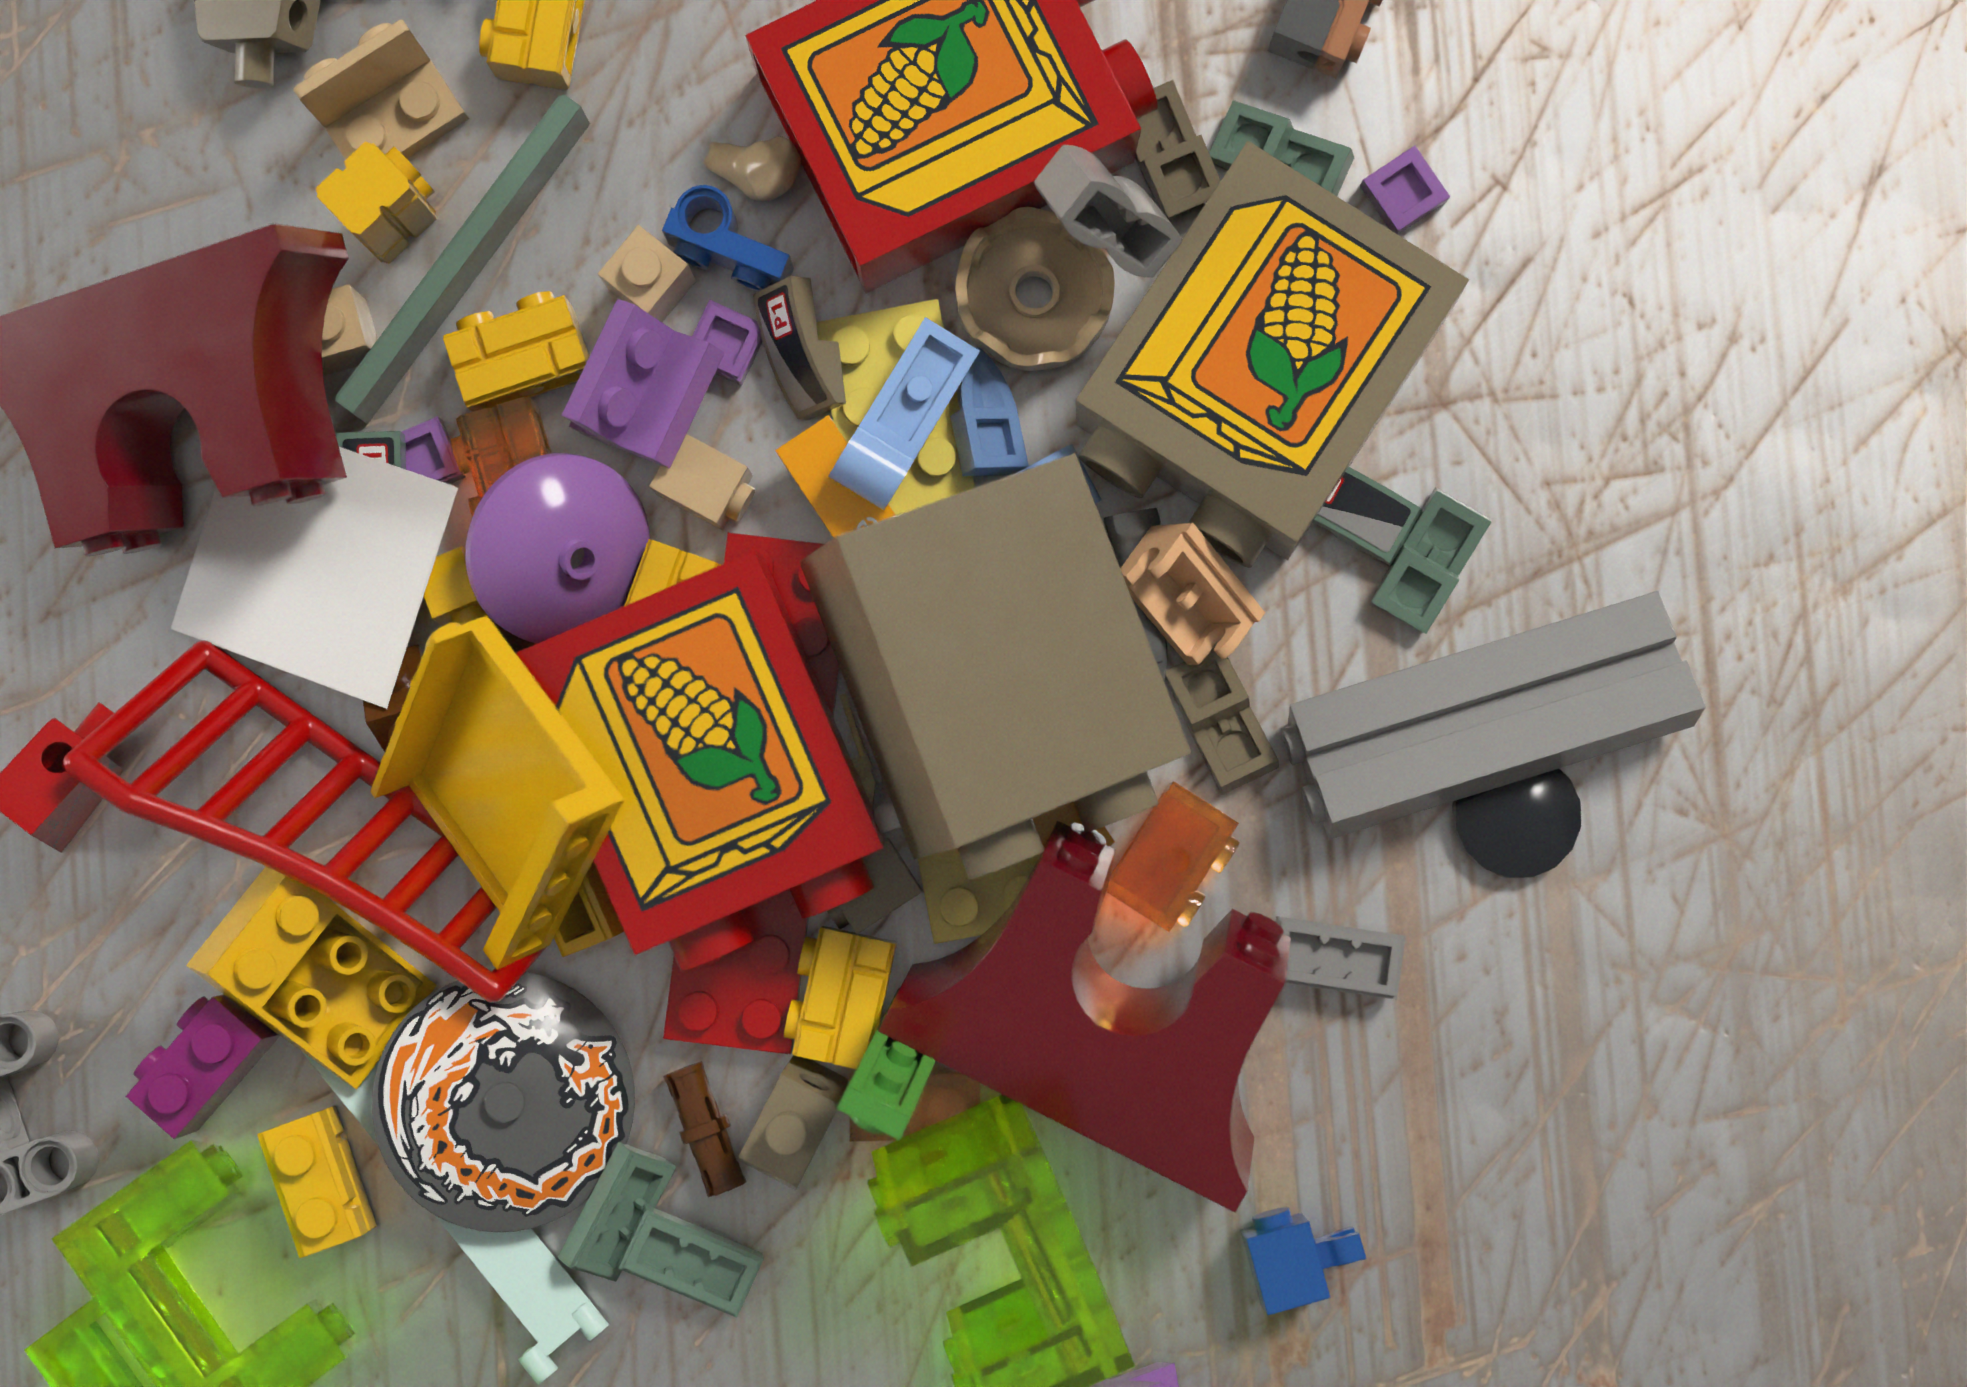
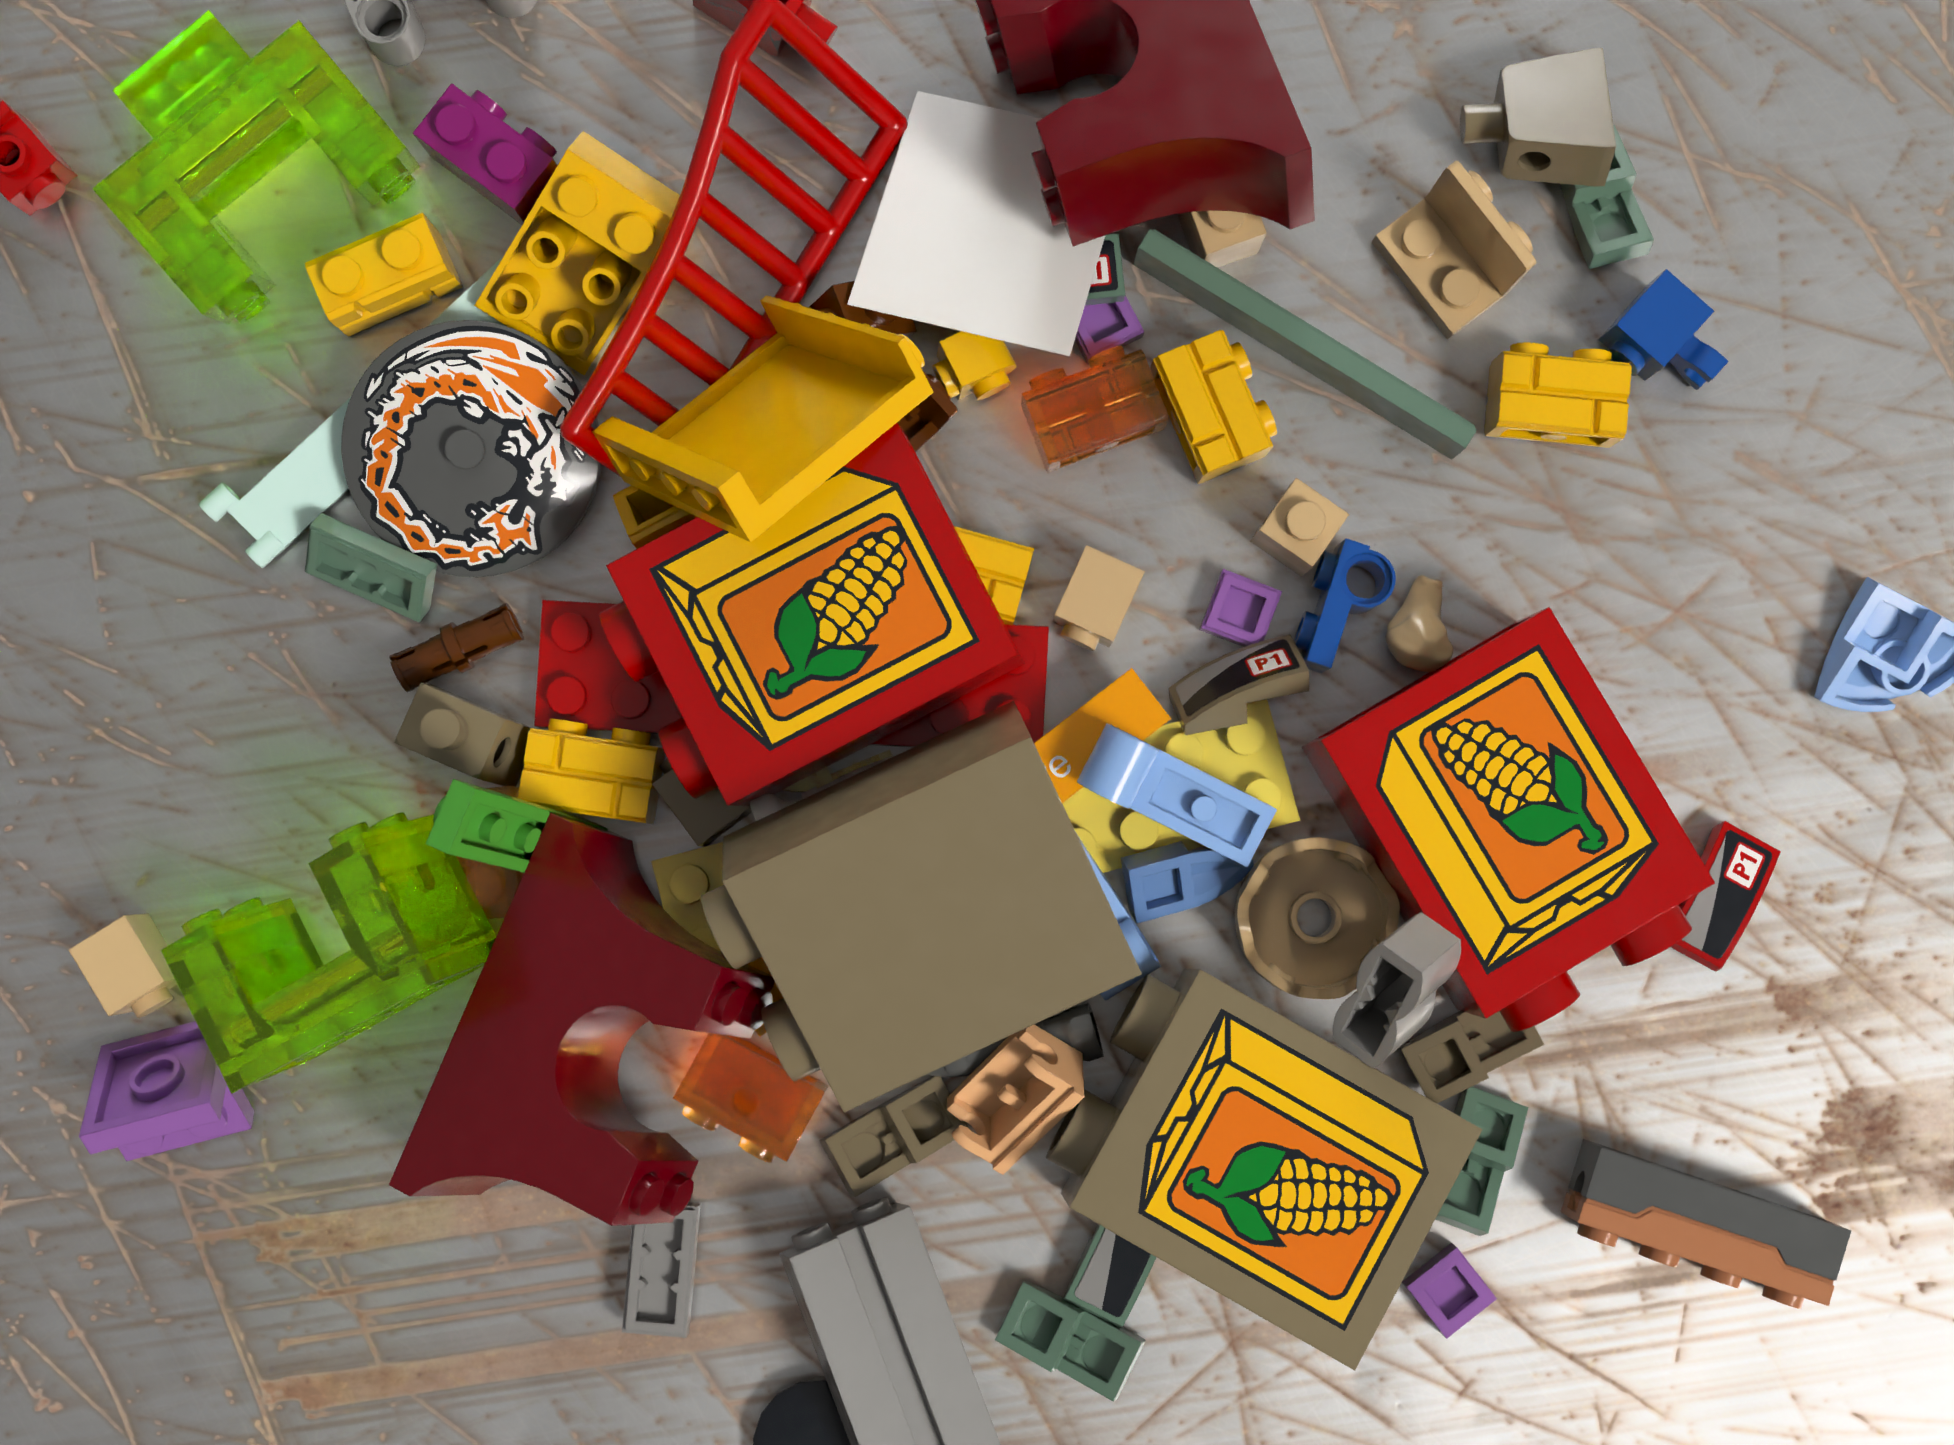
camera: 85 degrees right, 0 degrees up
(379, 200) = (1353, 255): yellow brick -> none
(530, 529) = (1035, 433): medium lavender dish -> none
(641, 385) = (1187, 531): medium lavender bracket -> none
(690, 1260) = (327, 643): sand green plate -> none
(1289, 1260) = (354, 1241): blue brick -> none

